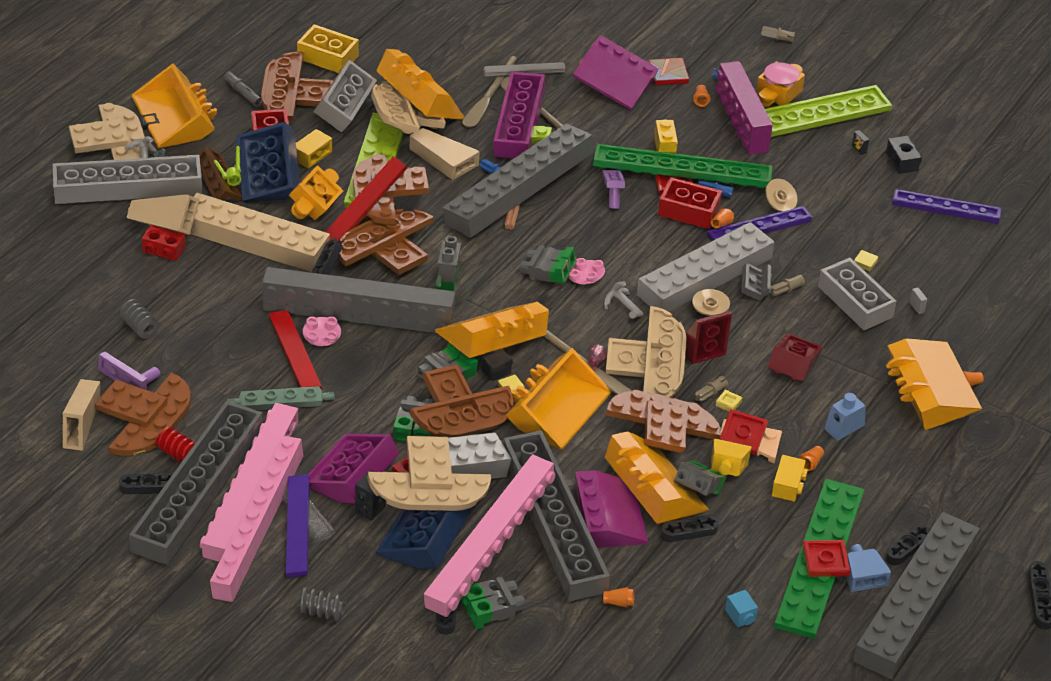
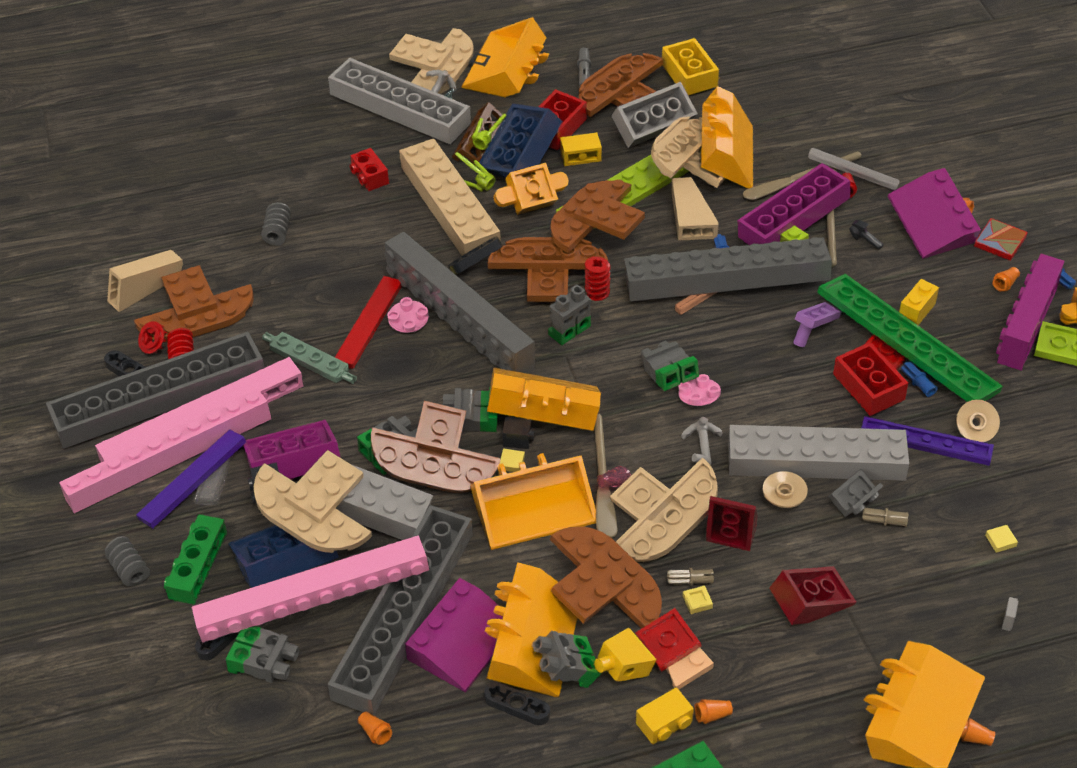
camera: 45 degrees right, 5 degrees up
(119, 371) = (216, 277): medium lavender piece -> none
(136, 455) = (145, 338): none -> red gear
(167, 212) = (387, 144): tan slope -> none
(264, 205) = (483, 178): none -> lime plant
(367, 198) = (556, 215): red tile -> none
(369, 573) = (195, 559): none -> green brick
(436, 230) = (597, 278): none -> red piece
(579, 110) = (859, 229): none -> black bar
(722, 218) = (889, 412): orange cone -> none
(845, 417) = (789, 689): medium blue torso -> none
(857, 293) = (944, 568): light grey brick -> none

